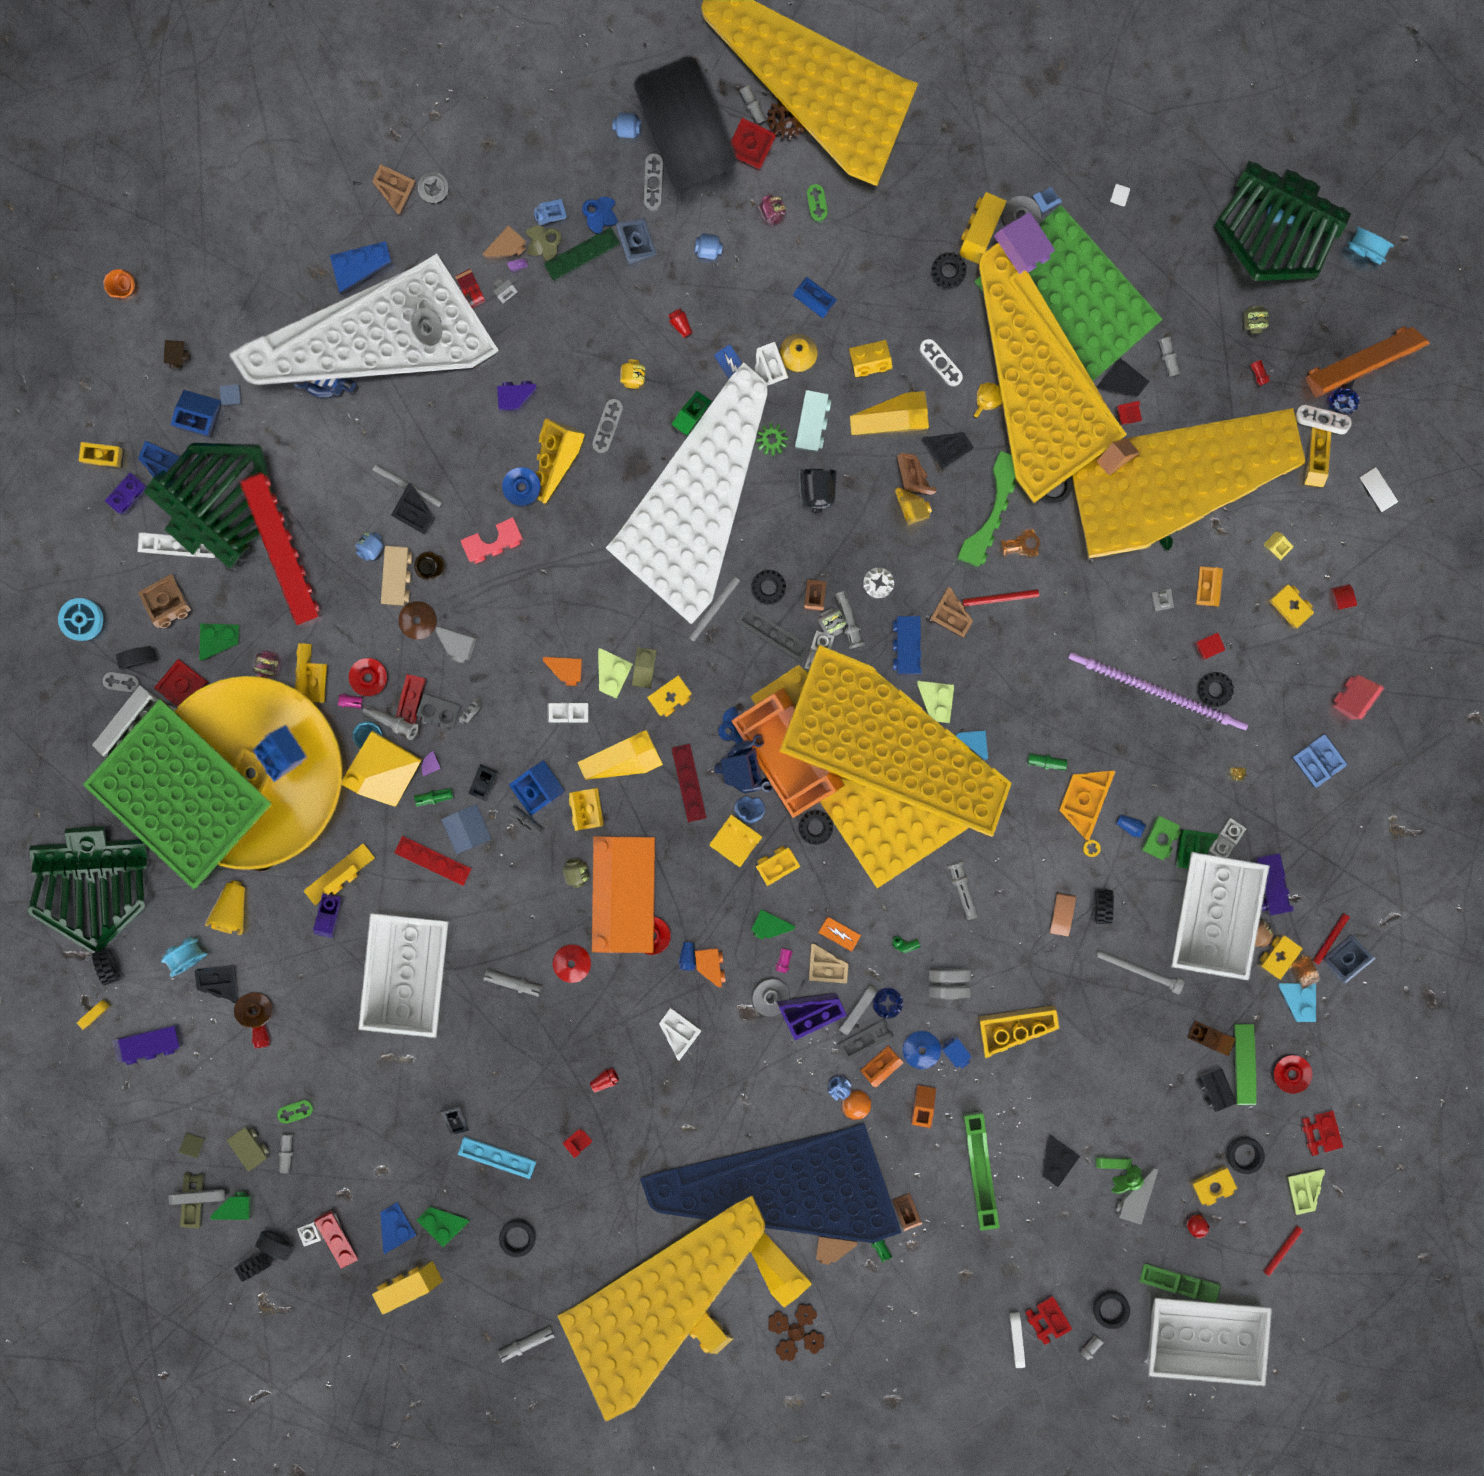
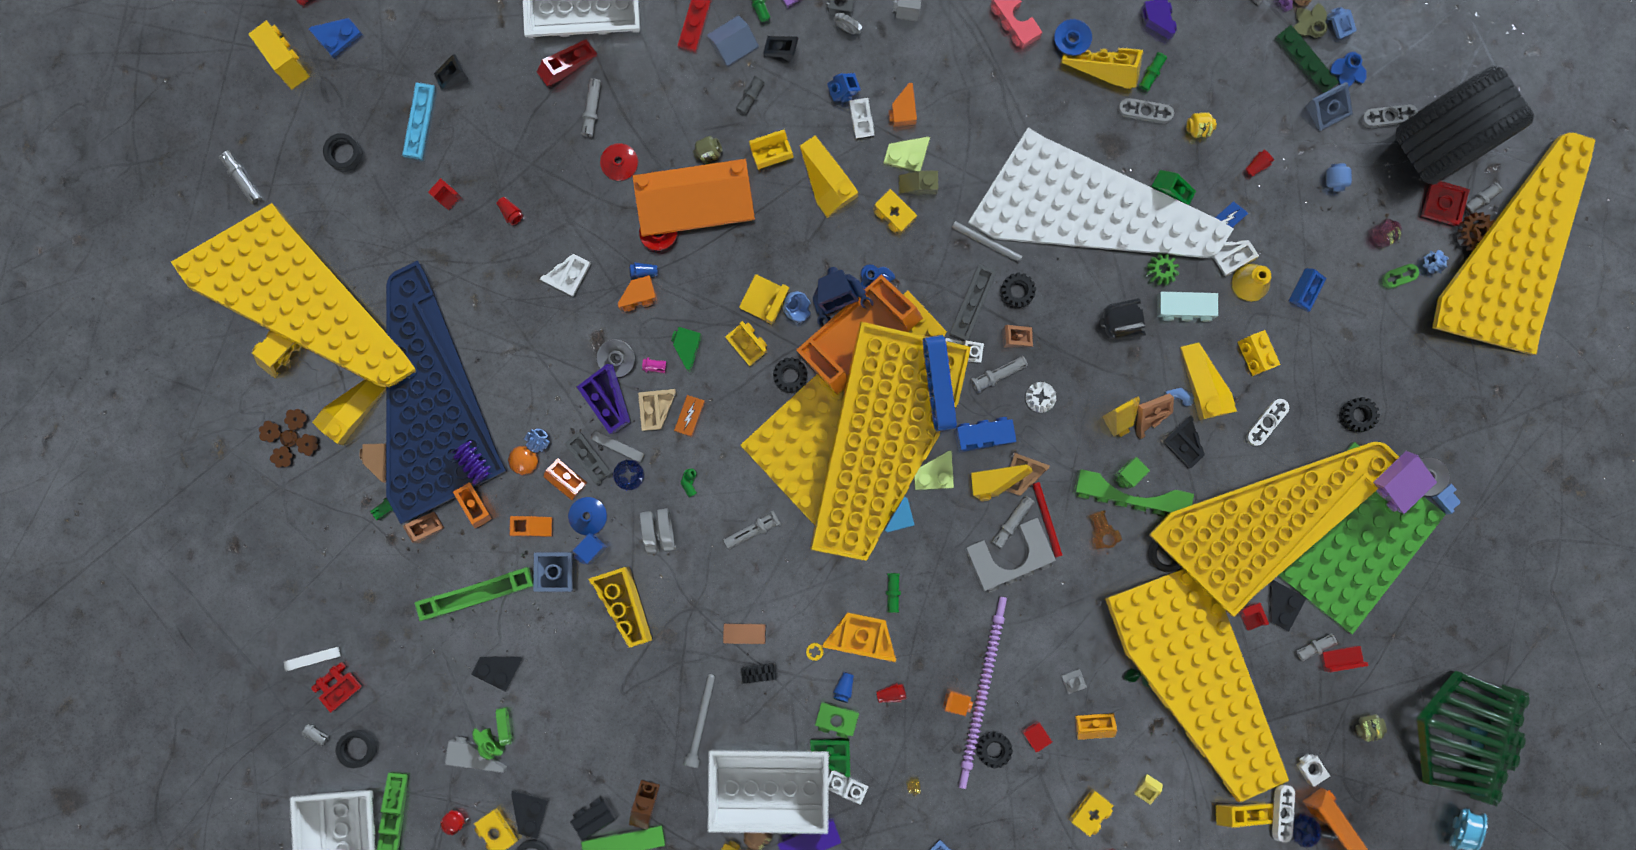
camera: 75 degrees right, 5 degrees down
(441, 1224) = (345, 78): green wing -> none
(462, 1000) = (565, 62): none -> red slope
(535, 726) = (843, 87): none -> blue brick
(536, 787) = (784, 99): blue slope -> none
(569, 411) = (1153, 71): none -> green pin
(627, 125) = (1440, 80): medium blue head -> none
(689, 783) = (813, 245): dark red plate -> none
(809, 166) = (1435, 262): none -> light blue gear
(832, 621) = (995, 357): light grey head -> none
(851, 682) = (939, 383): none -> blue beam
(852, 1154) = (471, 462): none -> dark purple piece
(893, 1160) = (472, 505): none -> orange slope
(899, 442) = (1182, 394): none -> medium blue arm
(957, 647) = (996, 481): none -> yellow slope
(970, 509) = (1131, 473): none -> bright green brick
(972, 1091) = (553, 572): none -> sand blue slope
(982, 227) = (1410, 438): yellow wedge -> none
(988, 397) = (1242, 474): yellow piece -> none
(1000, 634) = (1012, 523): none -> light grey pin
(1046, 662) = (1038, 555): none -> light grey arch
(1117, 455) = (1210, 610): nougat slope -> none
(1120, 195) = (1465, 572): white sticker -> none
(1145, 779) = (893, 693): none -> red cone
(1165, 718) = (957, 703): none -> orange slope
(1185, 333) = (1343, 659): none -> red panel
(1201, 1151) = (529, 813): none -> black wing
(1260, 373) = (1317, 741): red pin -> none
(1293, 379) = (1319, 774): none -> white brick

